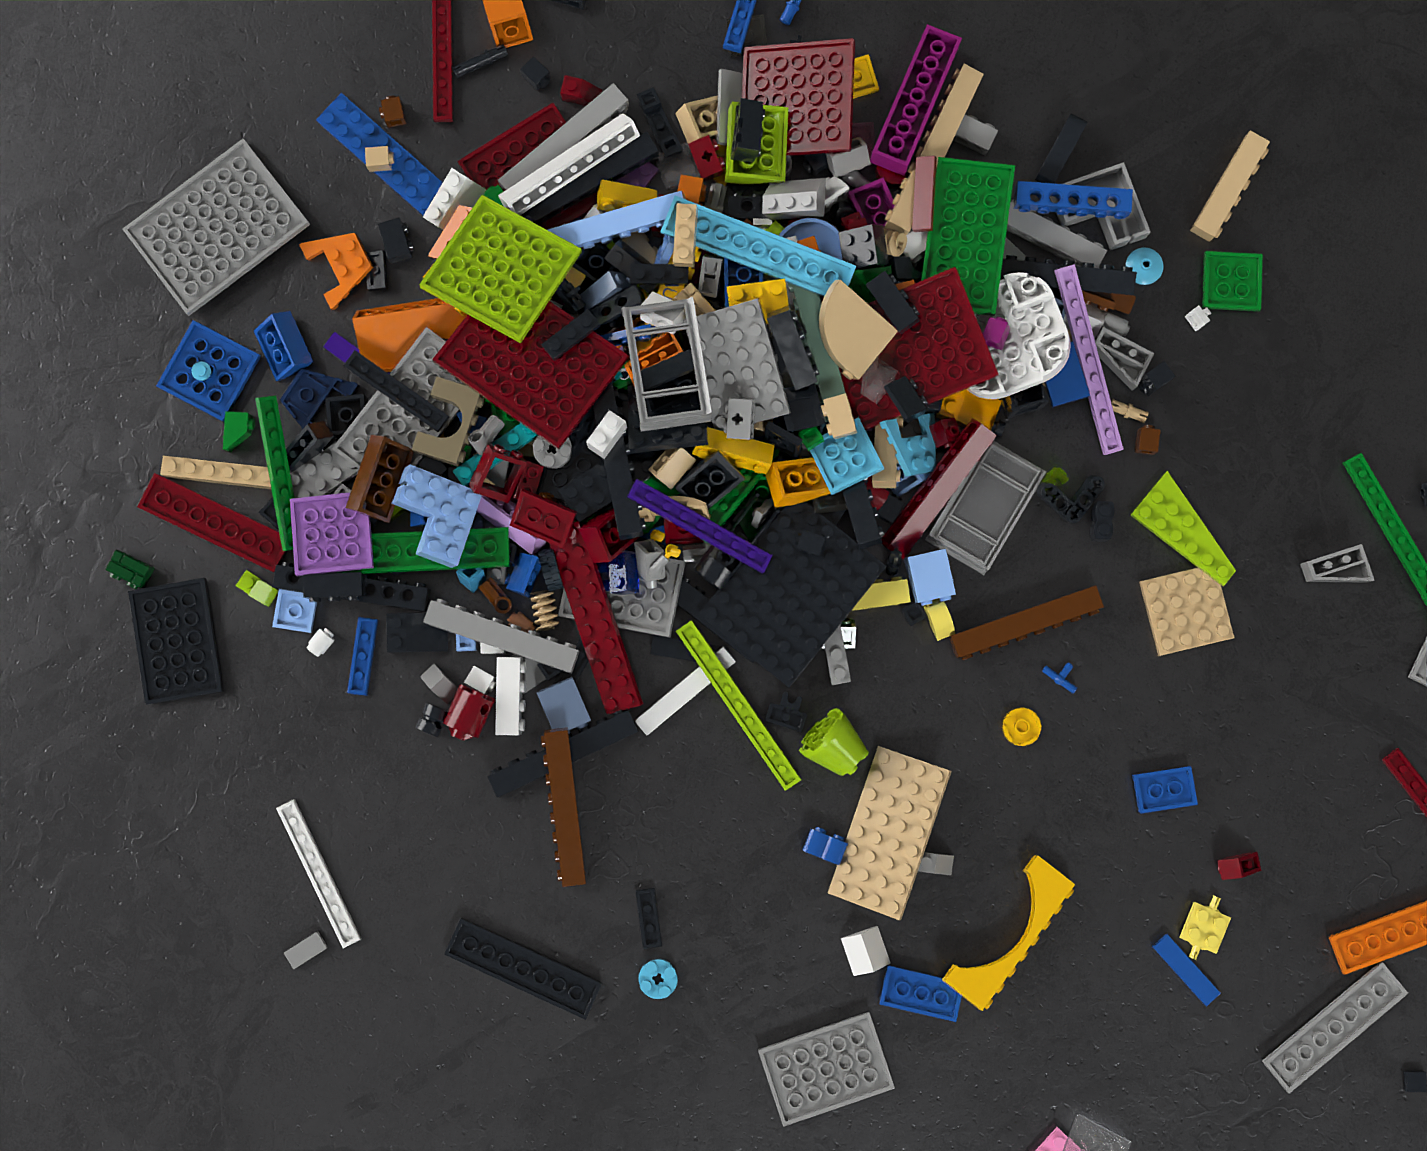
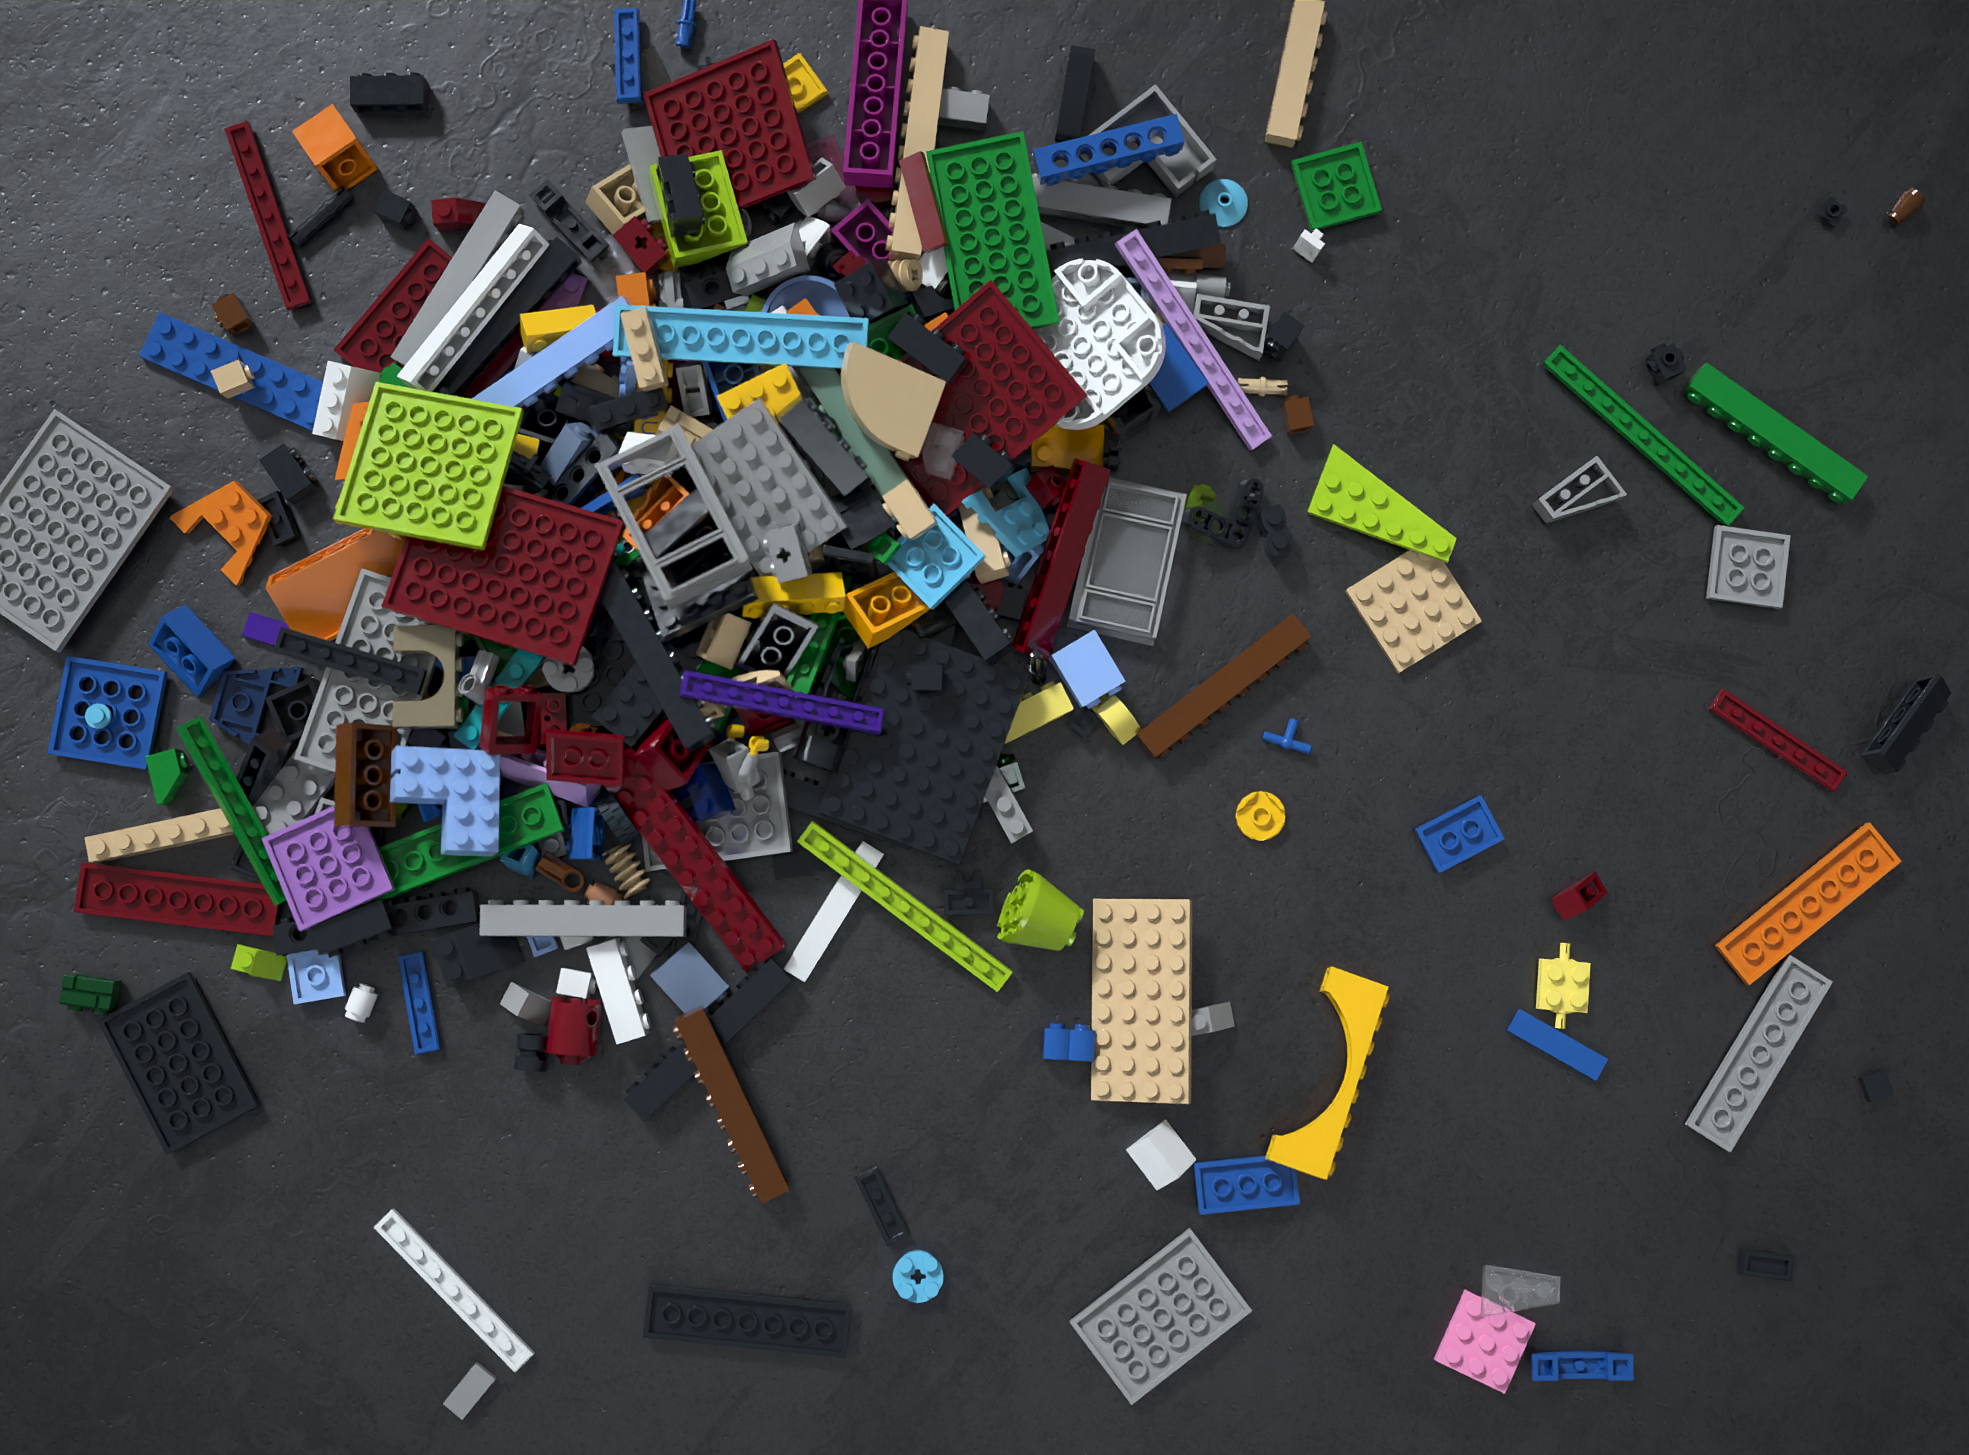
camera: 25 degrees left, 0 degrees up
(571, 335) = (543, 519): black plate -> none
(606, 434) = (628, 627): white brick -> none
(996, 332) = (1068, 344): magenta brick -> none

